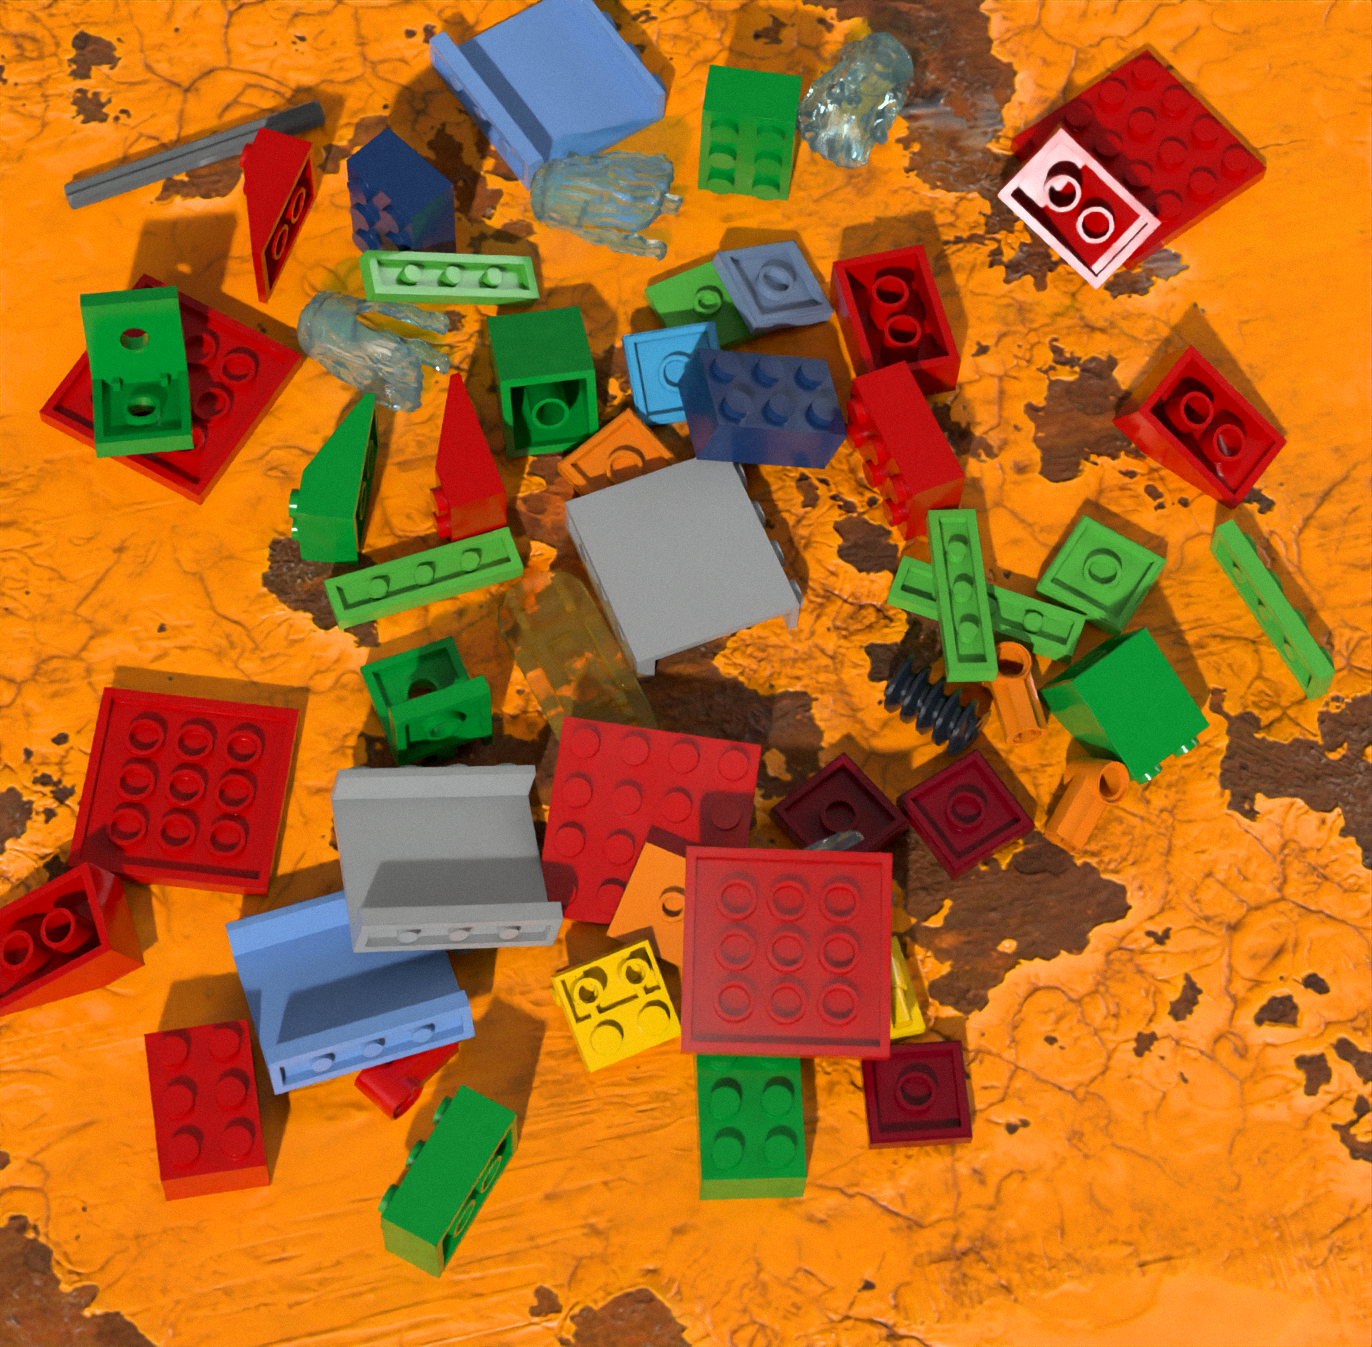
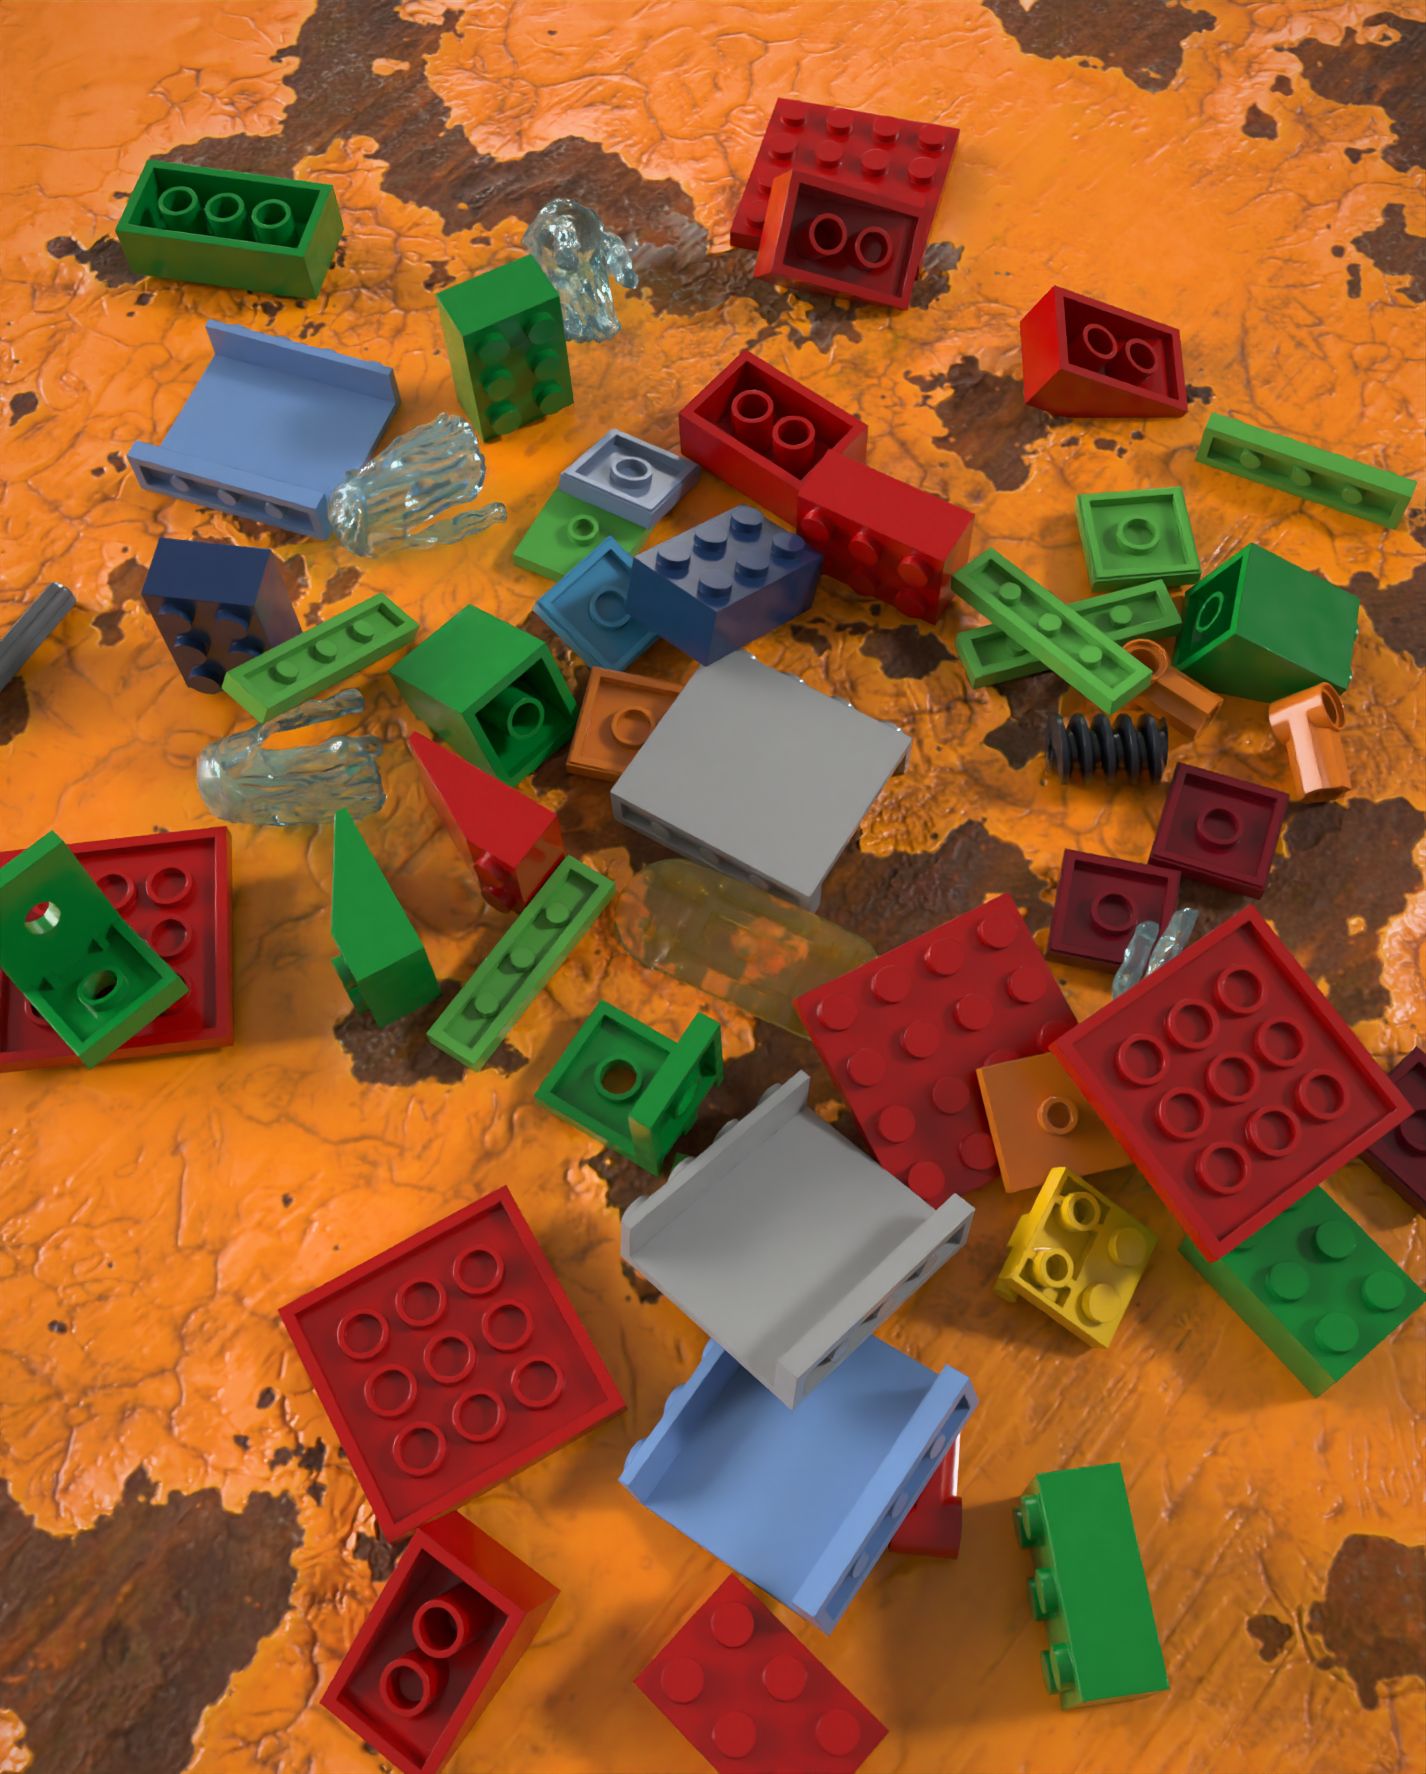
camera: 30 degrees left, 0 degrees up
(279, 197) = (86, 693): red slope -> none

